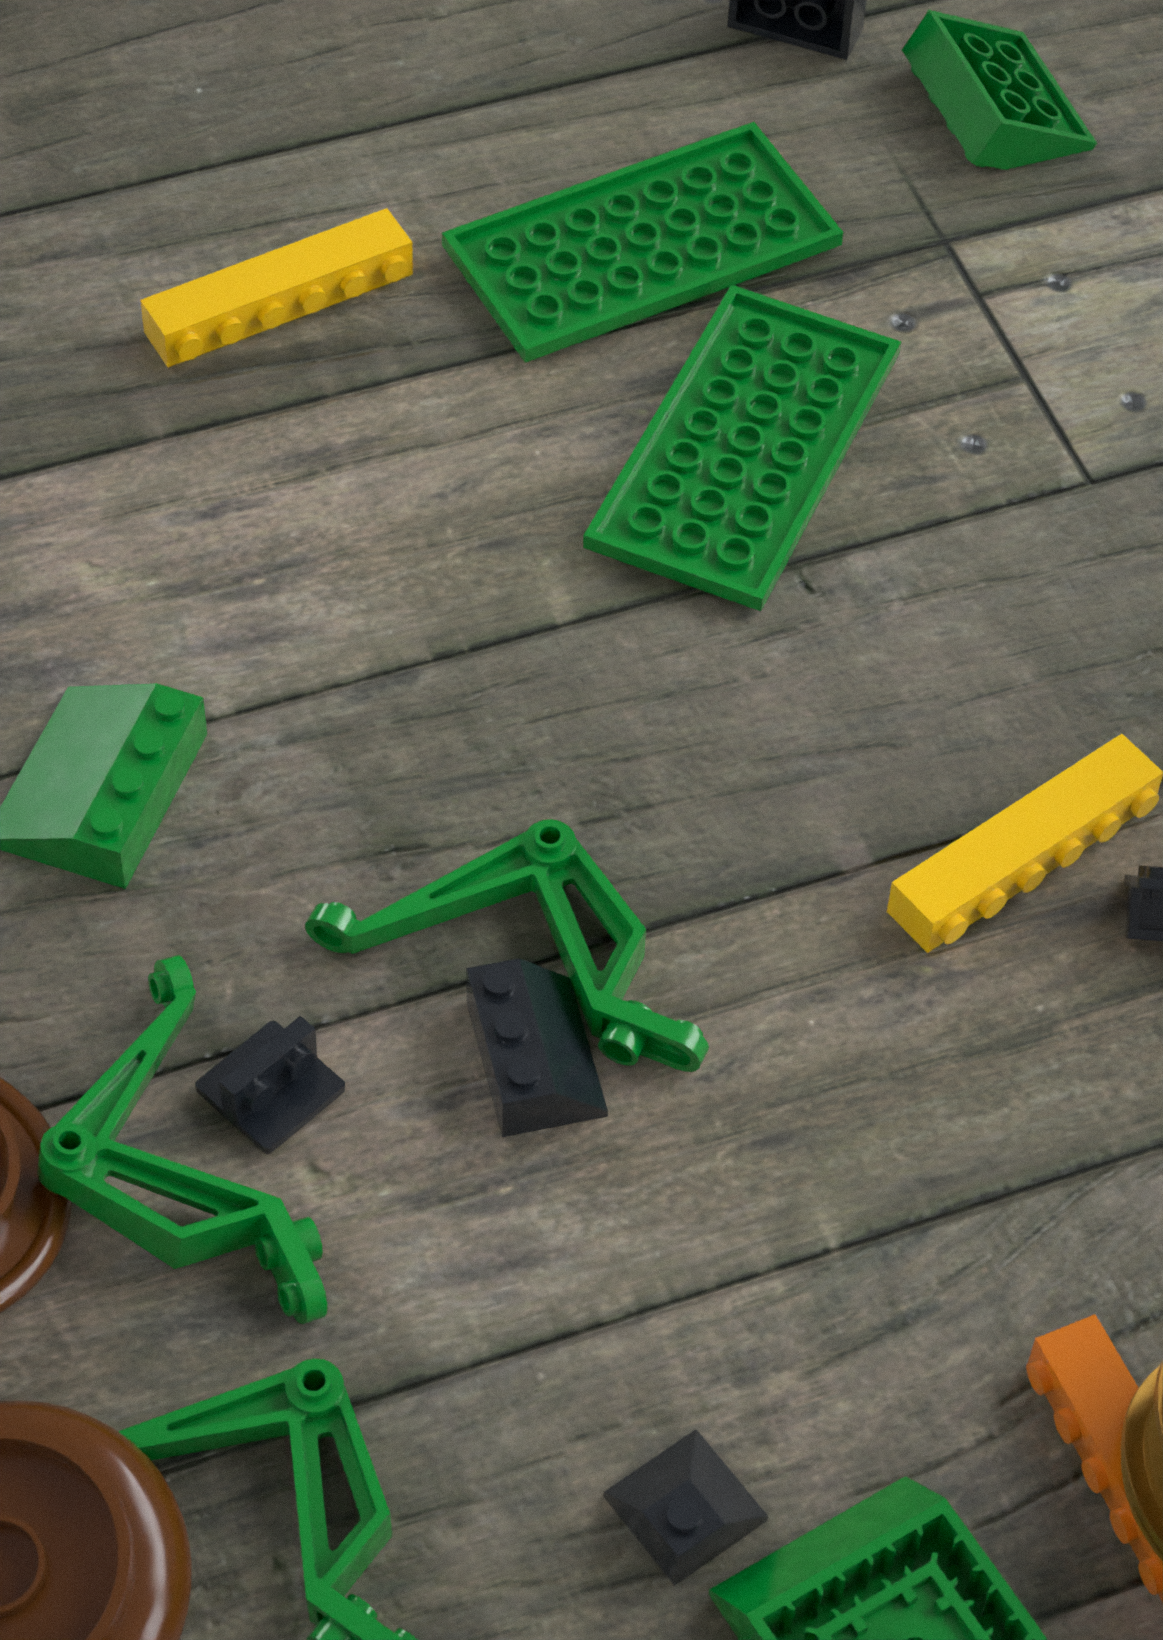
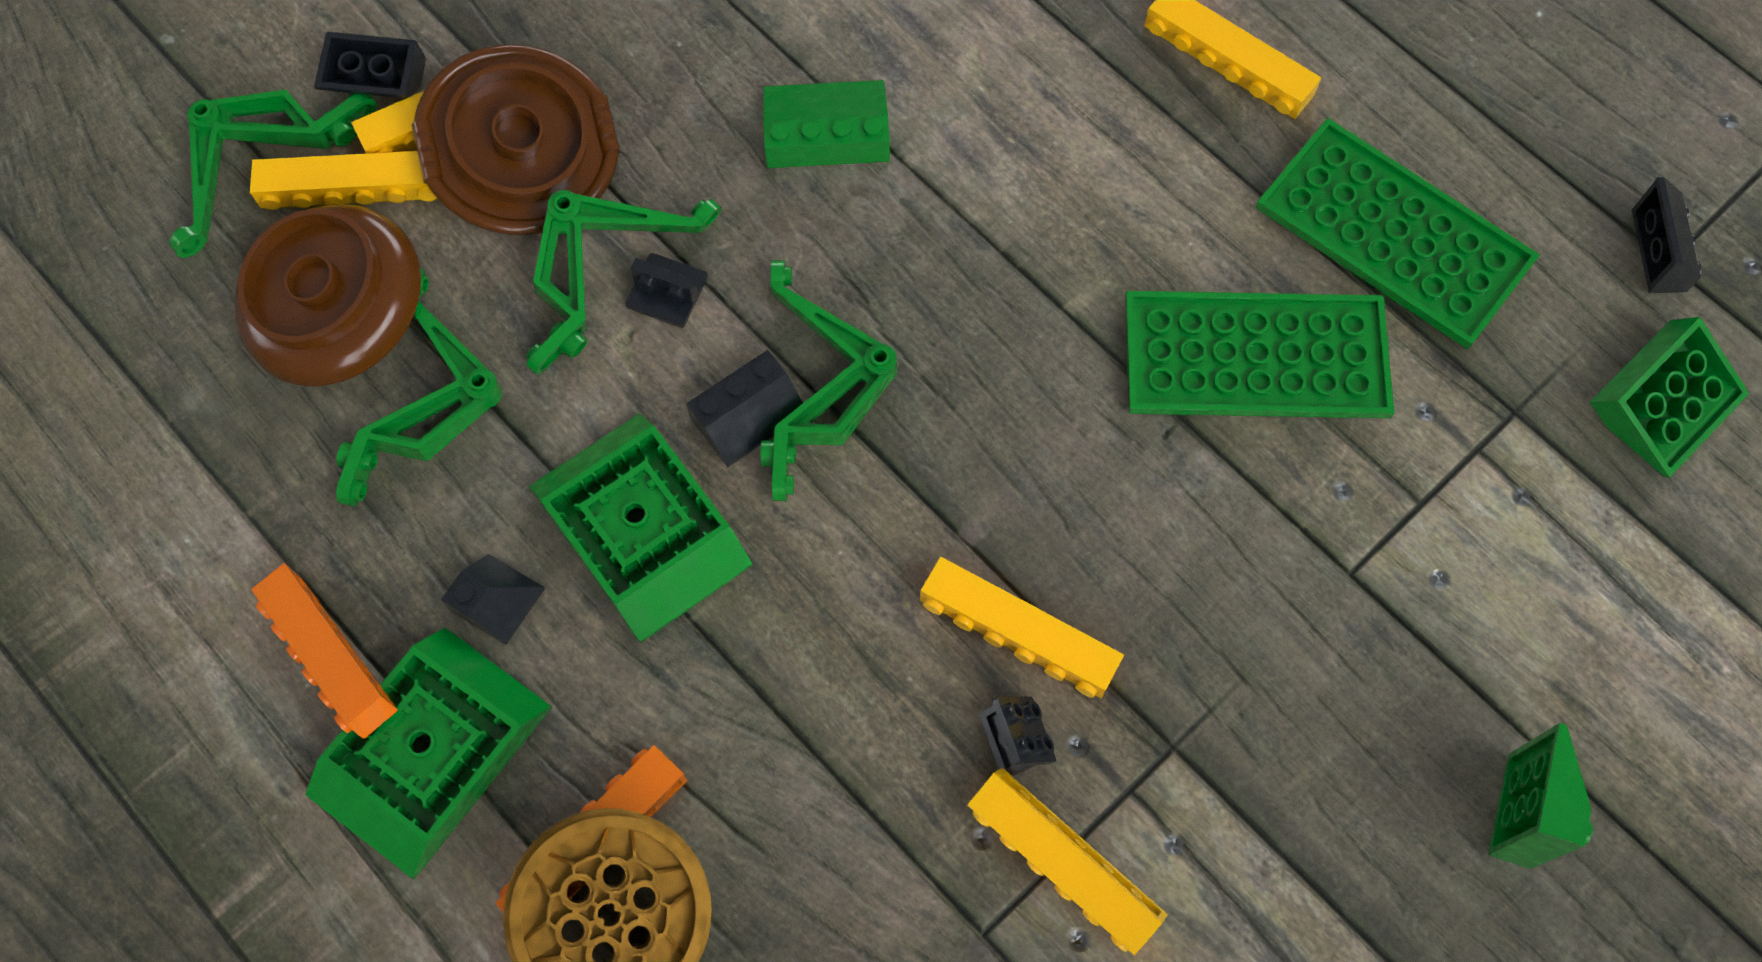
camera: 70 degrees right, 15 degrees up
(599, 1298) = (650, 566): none -> green slope

